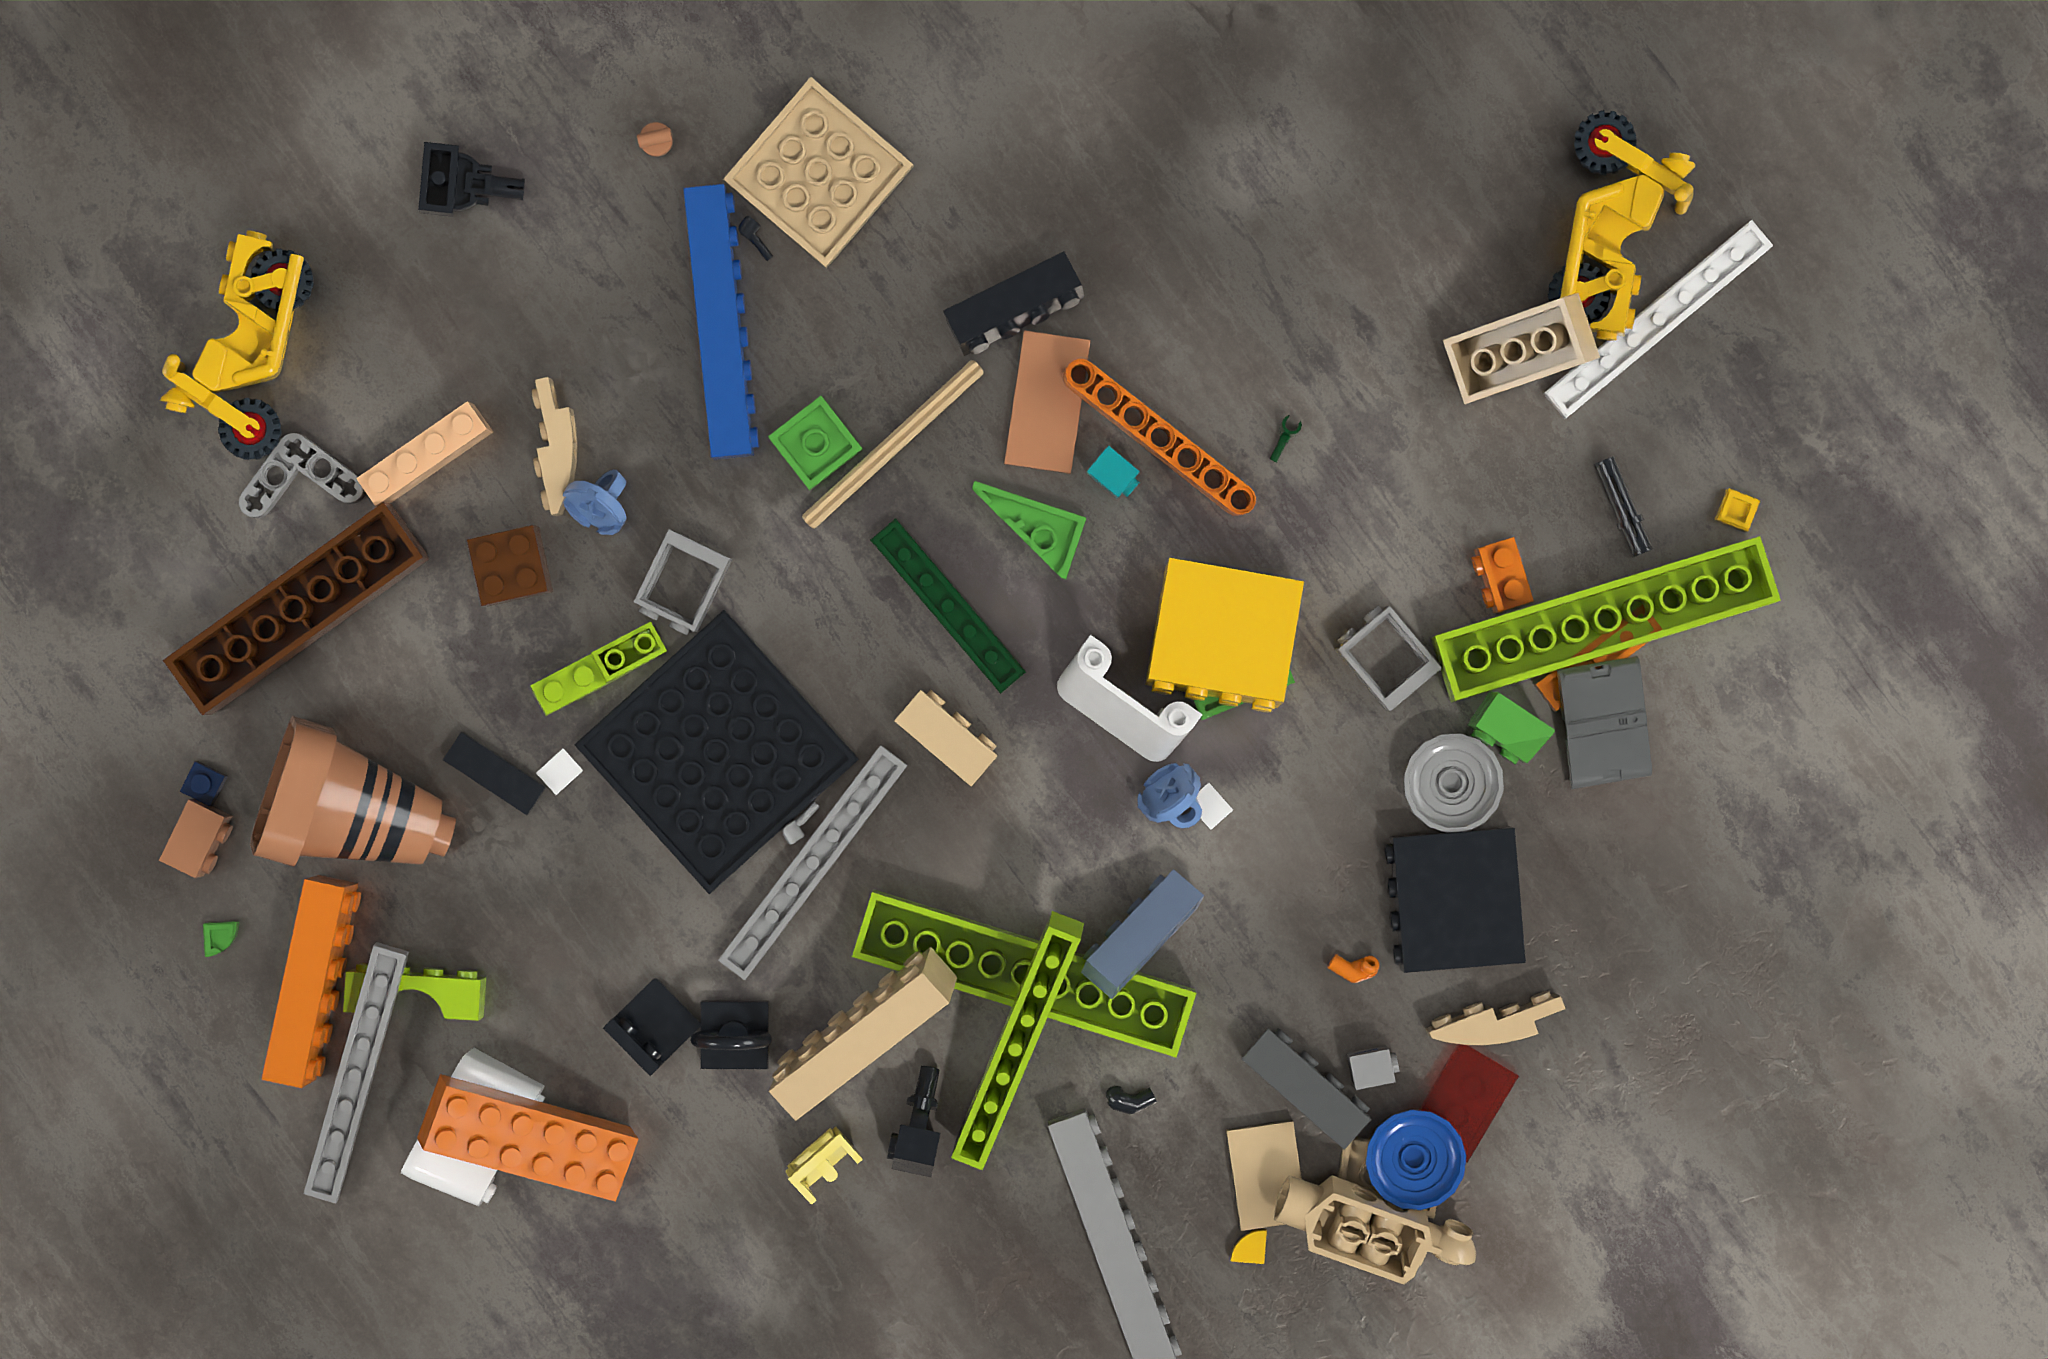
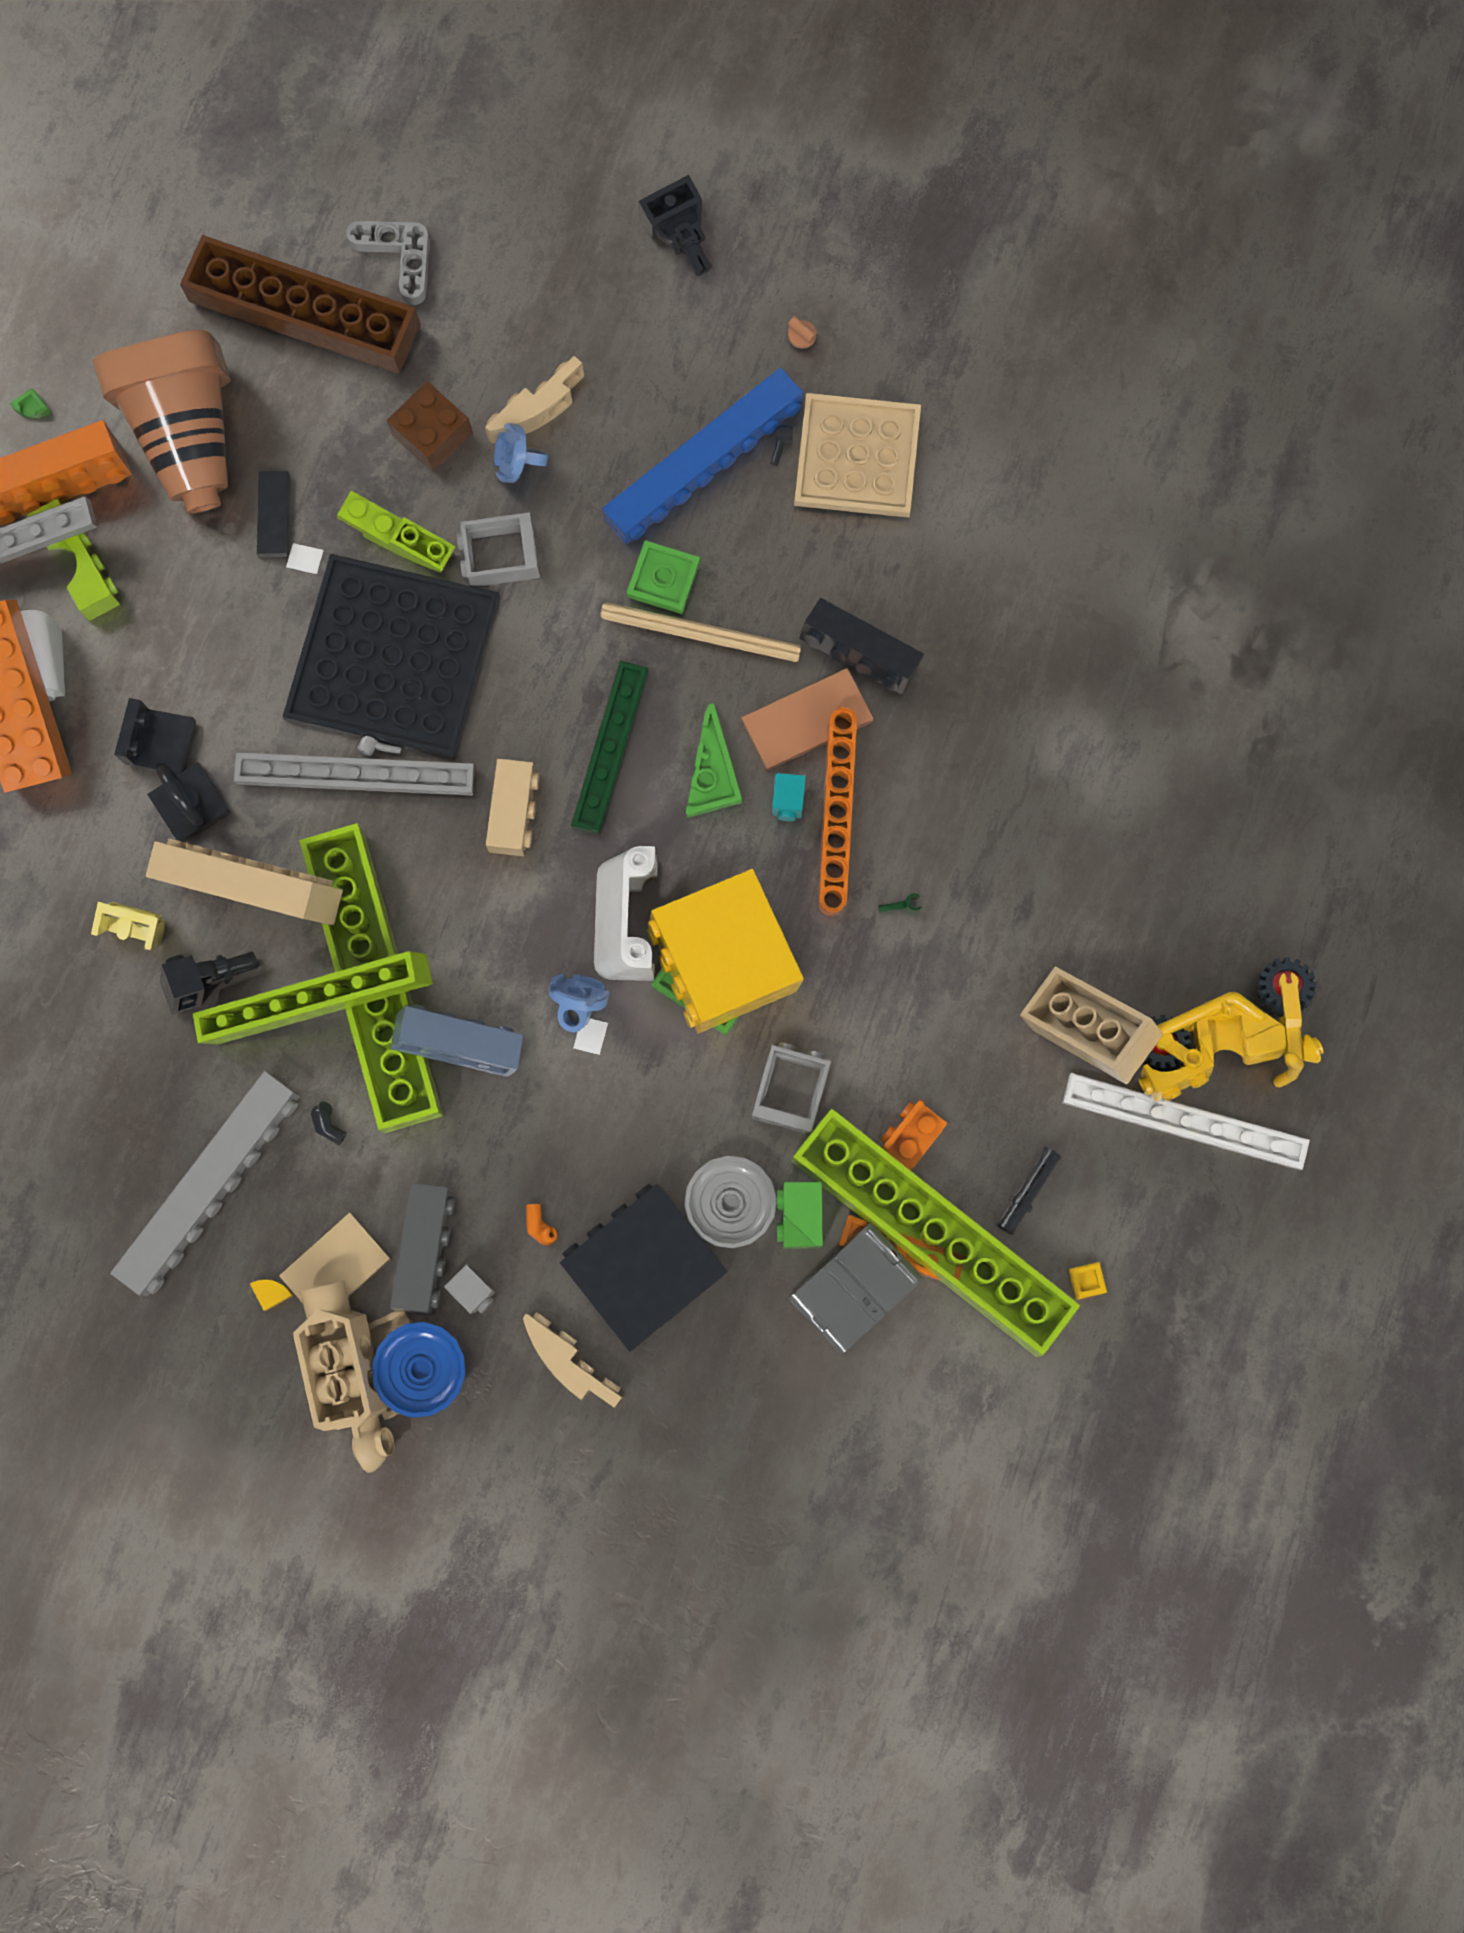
camera: 60 degrees right, 10 degrees down
(197, 839) = (86, 339): nougat brick -> none
(203, 783) = (135, 326): dark blue plate -> none
(251, 352) = (462, 162): yellow piece -> none
(425, 454) = (471, 321): light nougat brick -> none
(1469, 1094) = (498, 1382): clear red tile -> none

